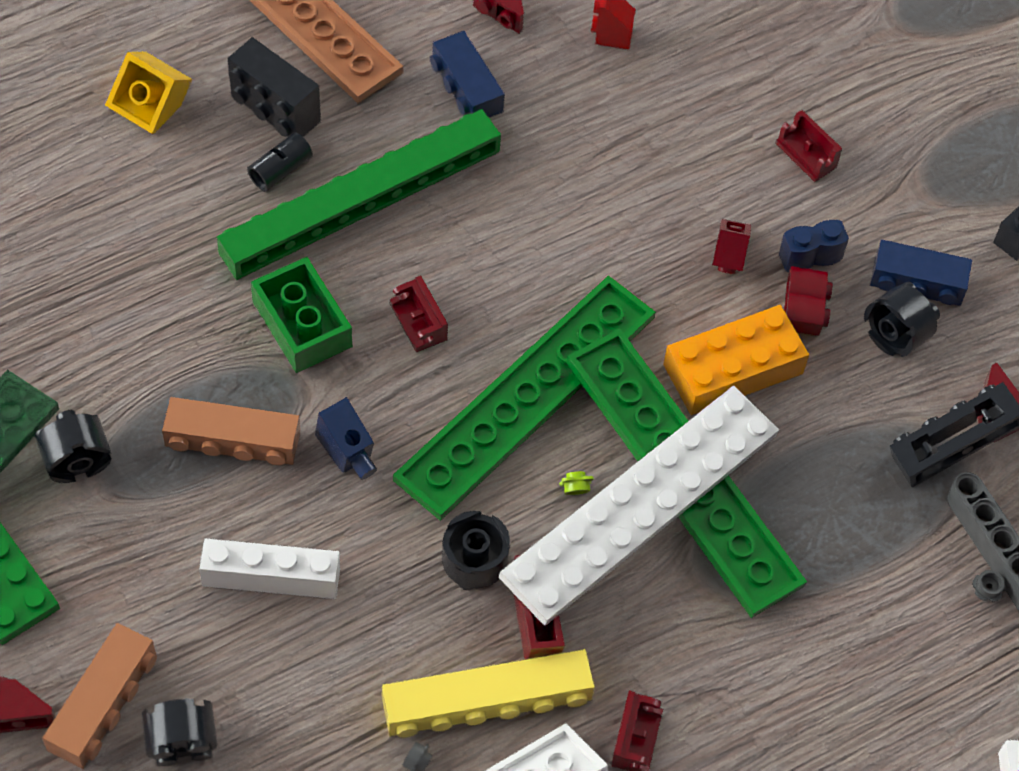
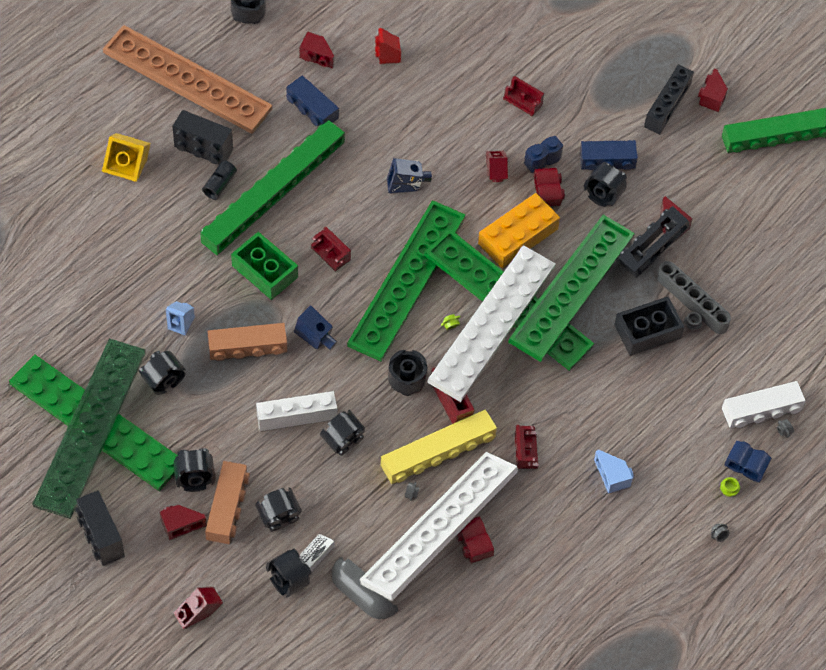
camera: 15 degrees left, 0 degrees up
(64, 625) = (194, 469): none -> black brick
(136, 362) = (179, 317): none -> light blue slope
(333, 625) = (343, 431): none -> black brick
(578, 227) = (406, 176): none -> dark blue torso
(792, 479) = (571, 288): none -> green plate
(909, 575) = (649, 326): none -> black brick

